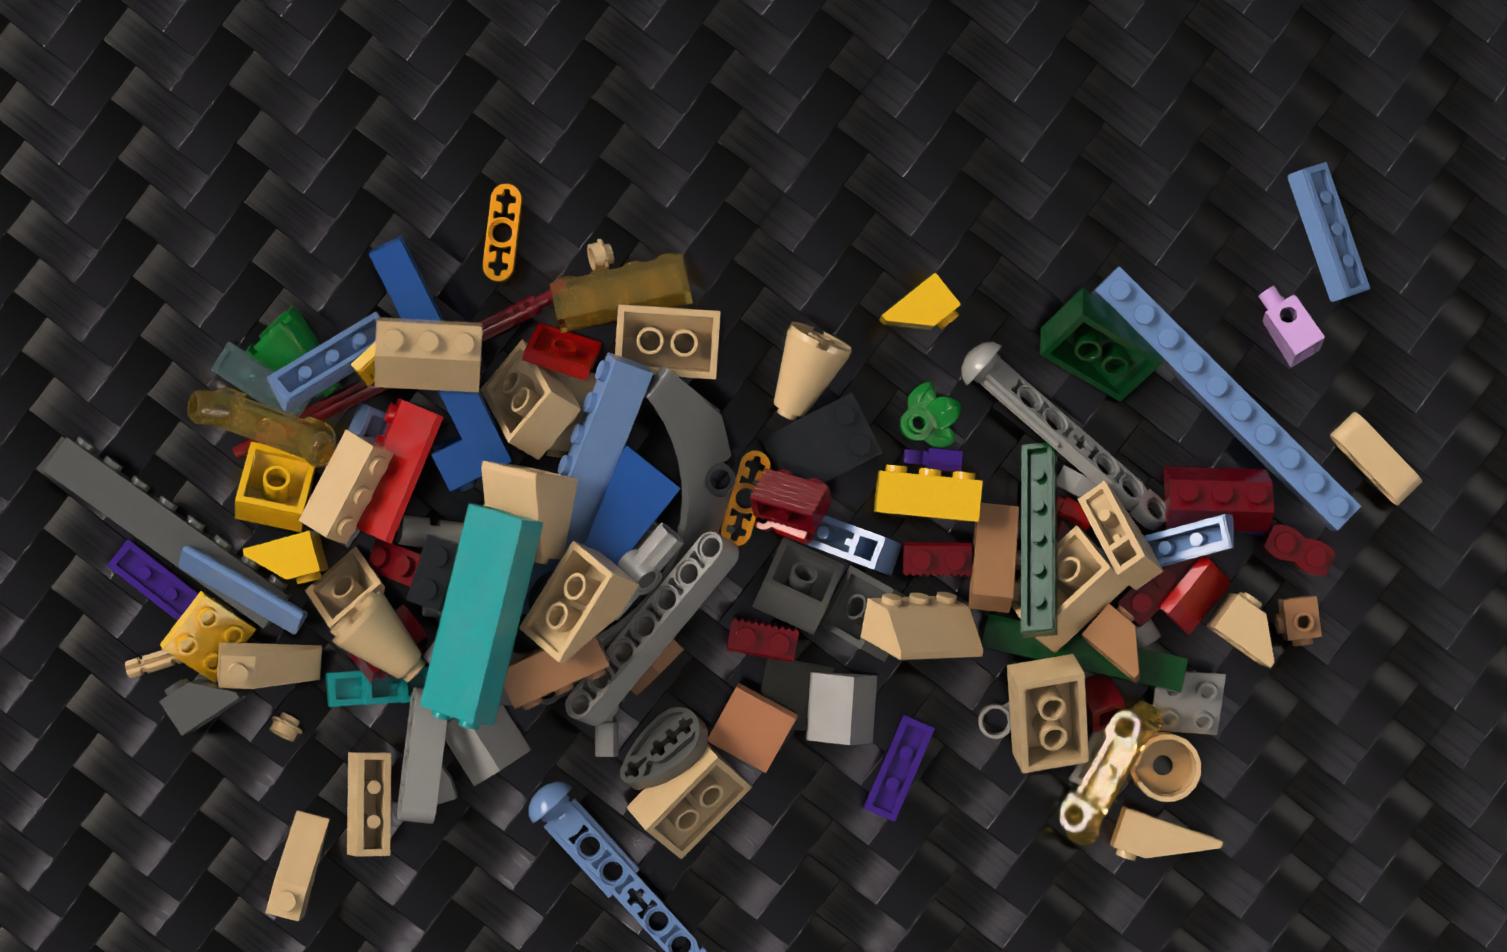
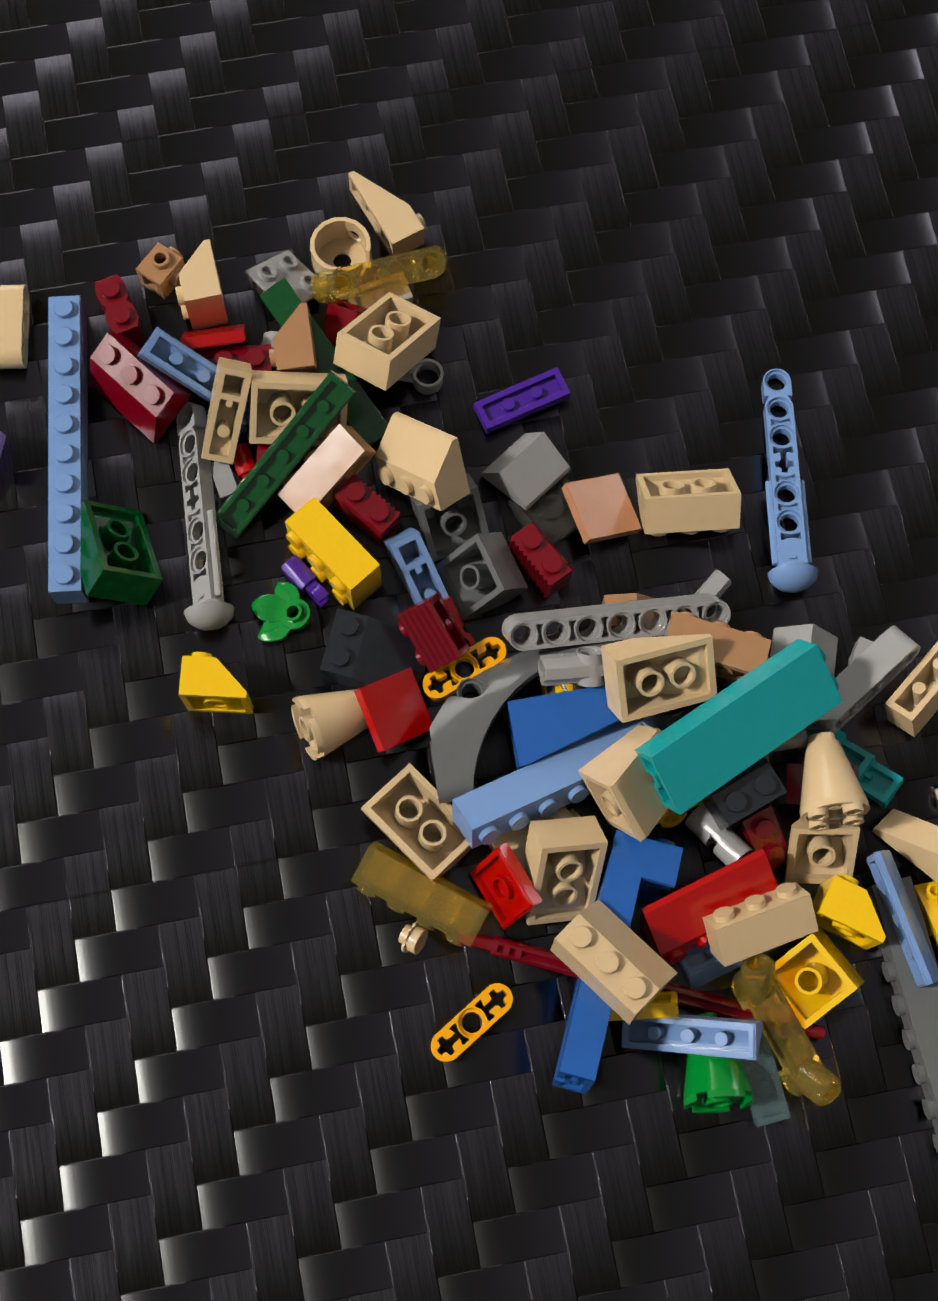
camera: 145 degrees left, 15 degrees down
(647, 754) = (676, 526): dark grey piece -> none
(767, 413) = (394, 709): none -> red tile

